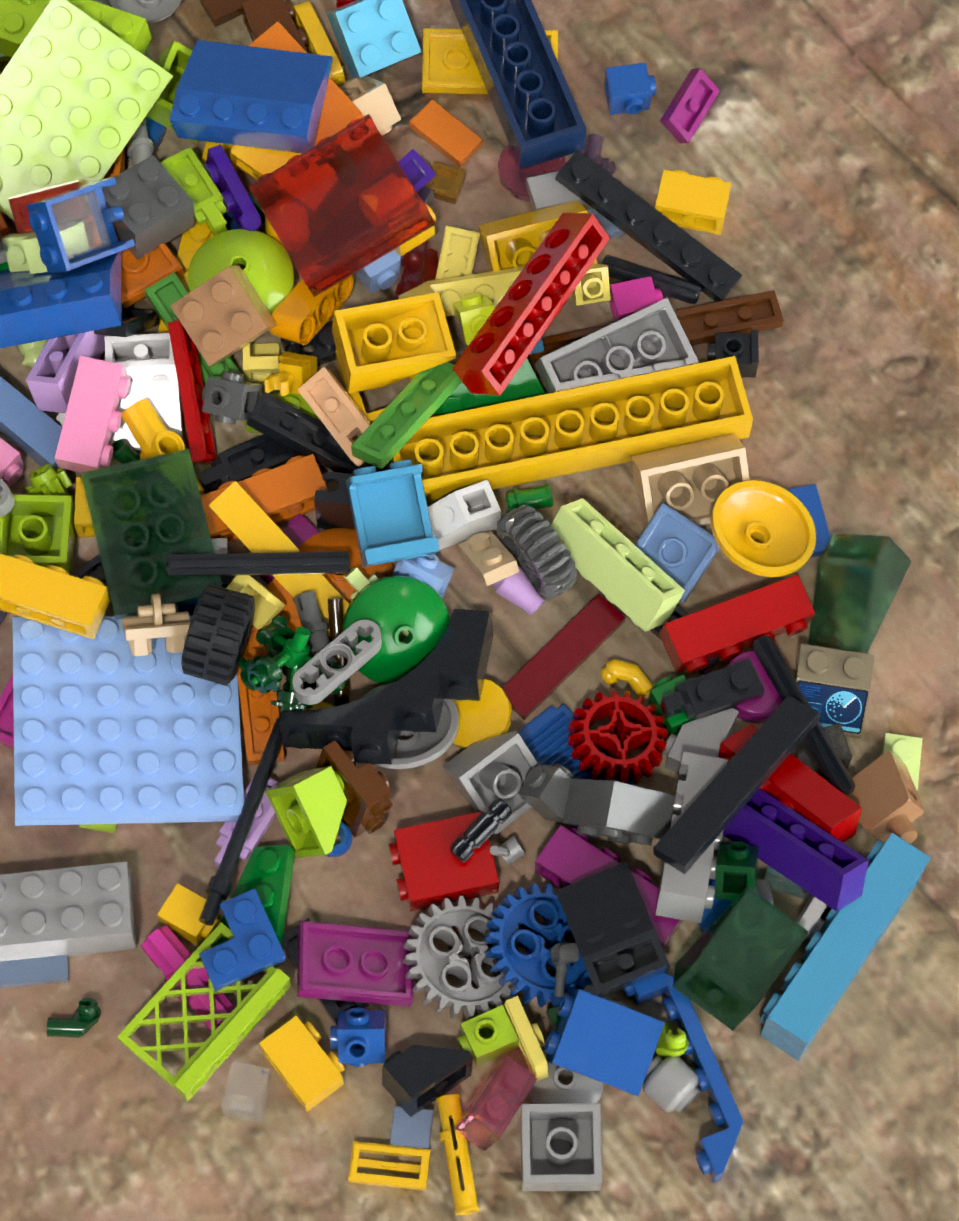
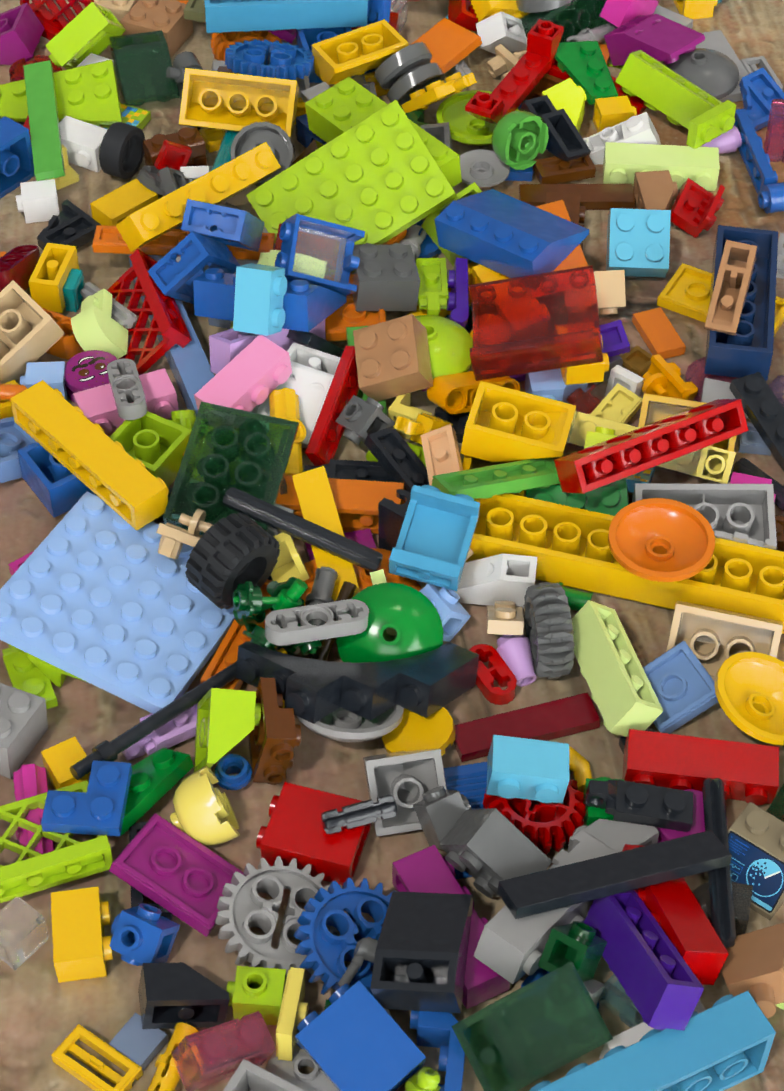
camera: 30 degrees right, 20 degrees down
(62, 319) = (259, 299): none -> medium azure brick
(84, 844) = (27, 676): none -> lime hinge
(317, 39) = (591, 243): yellow beam -> none
(337, 893) = (204, 810): none -> light yellow cylinder
(450, 216) = (625, 378): none -> white plate
(488, 199) = (665, 380): none -> light orange hips
(506, 610) = (496, 671): none -> red beam
(509, 850) = (379, 854): light grey hand -> none
(512, 72) = (731, 287): none -> medium nougat slope
(604, 714) = (527, 769): none -> medium azure brick
(605, 396) = (661, 539): none -> orange dish

